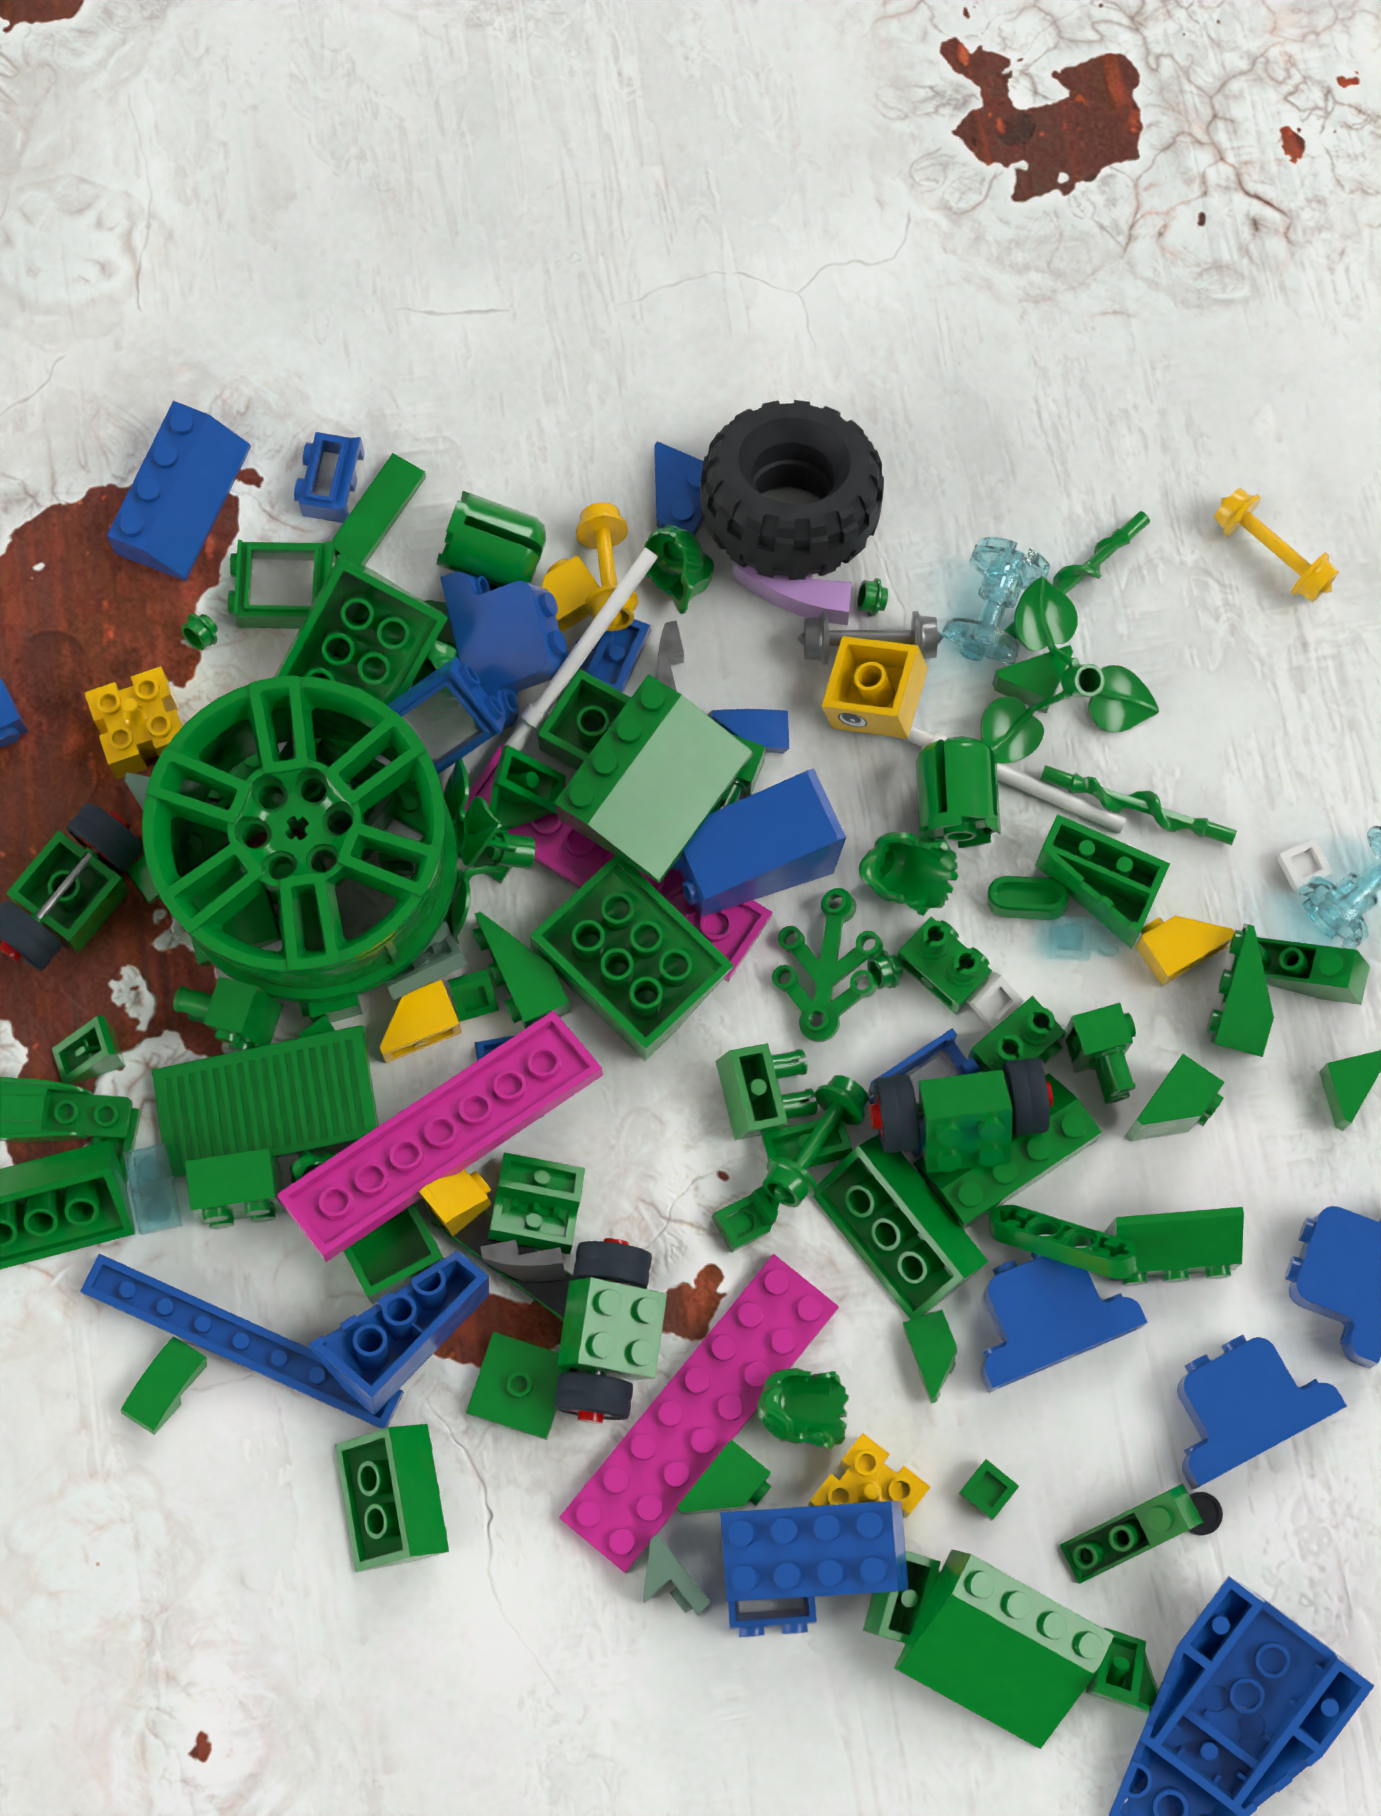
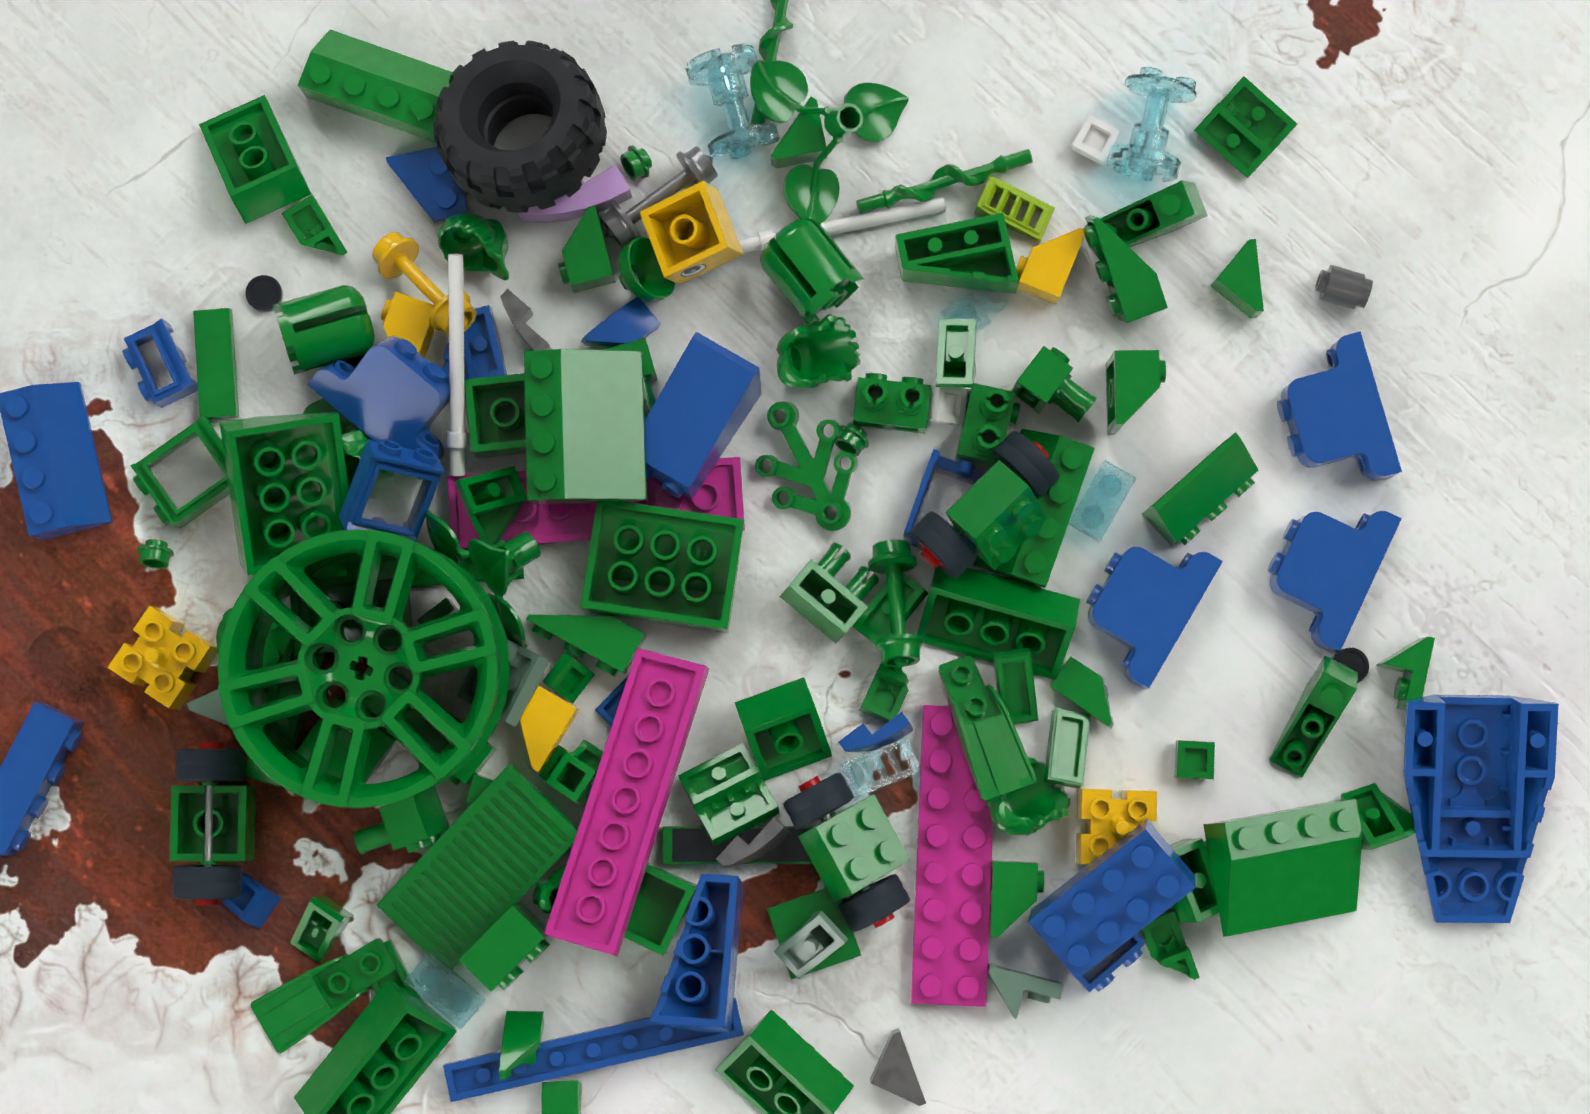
camera: 35 degrees left, 10 degrees up
(48, 989) = (255, 902): none -> blue slope
(183, 1281) = (520, 1040): none -> green slope
(413, 1077) = (573, 771): none -> green brick
(457, 1199) = (673, 837): yellow slope -> none
(464, 478) = (263, 293): none -> black piece
(498, 1569) = (895, 1071): none -> flat silver slope
(506, 1388) = (810, 944): none -> sand green slope
(542, 365) = (254, 159): none -> green slope
(549, 455) = (313, 227): none -> green slope
(629, 1181) = (783, 729): none -> green slope
(690, 370) = (374, 83): none -> green slope
(694, 1267) = (861, 761): none -> clear light blue slope
(715, 1255) = (862, 739): none -> blue slope
(768, 643) = (586, 255): none -> green slope
(811, 1317) = (985, 731): none -> green piece
(813, 676) = (641, 258): none -> green piece
(838, 1642) = (1167, 944): none -> green slope
(870, 1298) = (1016, 684): none -> green tile
(876, 1390) = (1067, 748): none -> tile
(1028, 897) = (915, 309): green tile -> none
(1036, 959) = (956, 353): none -> slope
(1076, 1188) = (1102, 500): none -> clear light blue plate
(1103, 1255) = (1164, 536): green beam -> none
(1196, 867) = (1008, 191): none -> lime slope
(1262, 1550) = (1414, 662): none -> green slope

